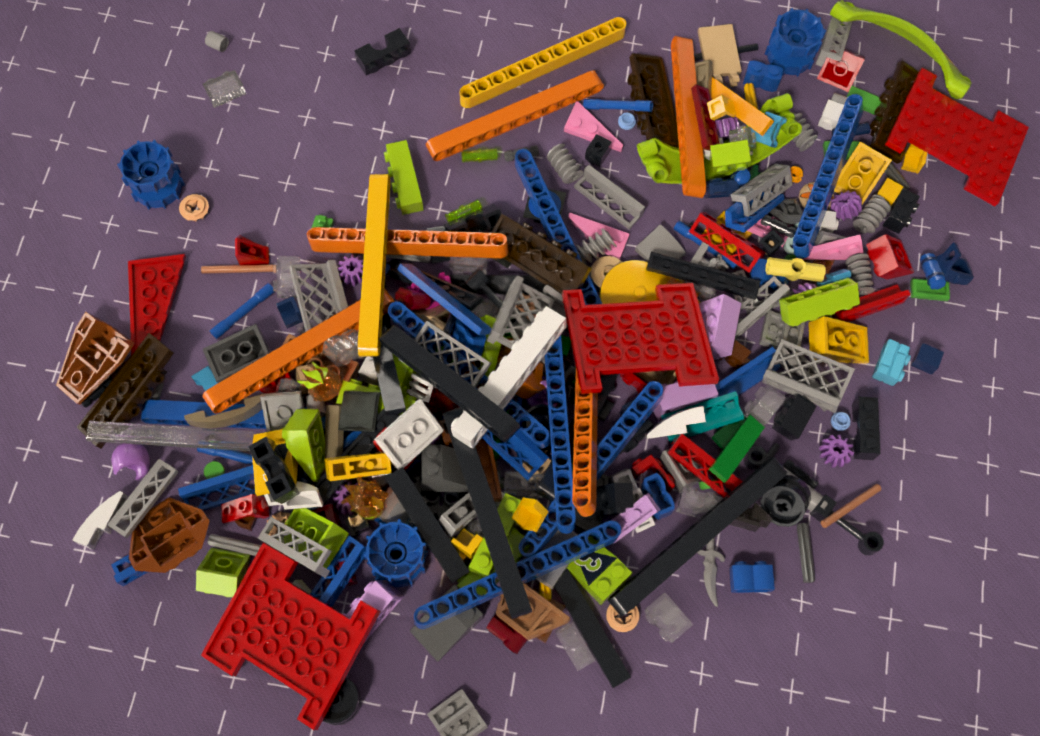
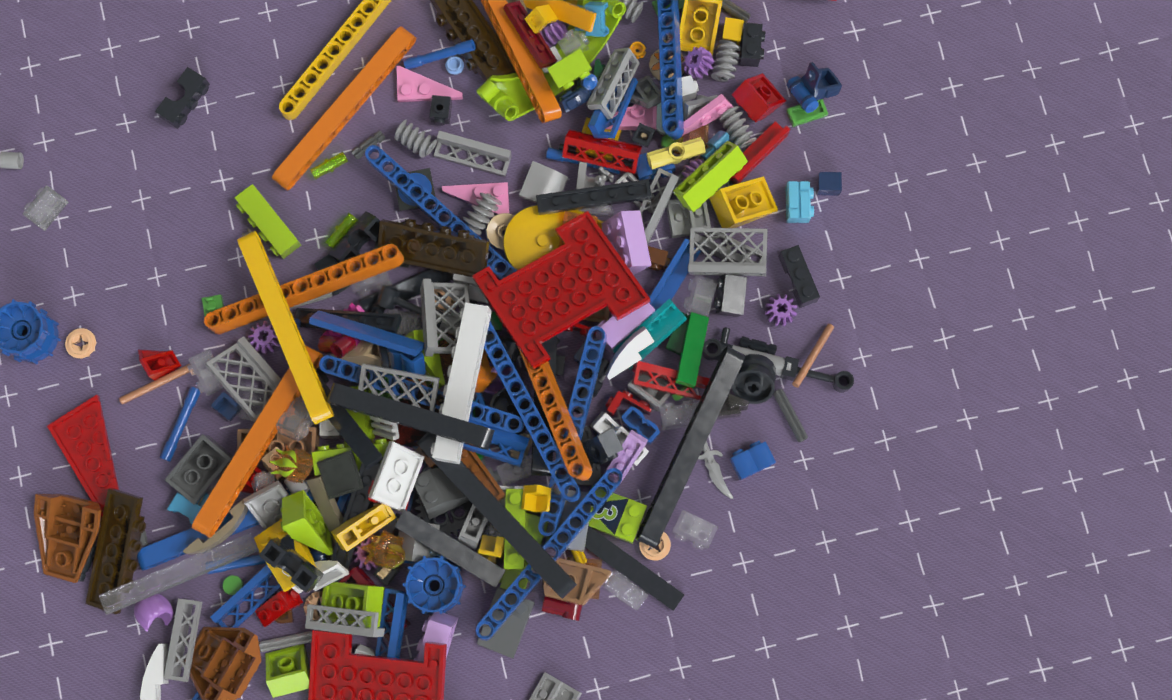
camera: 20 degrees left, 10 degrees up
(778, 226) = (643, 114): black axle -> none
(840, 421) = (774, 279): light blue plate -> none

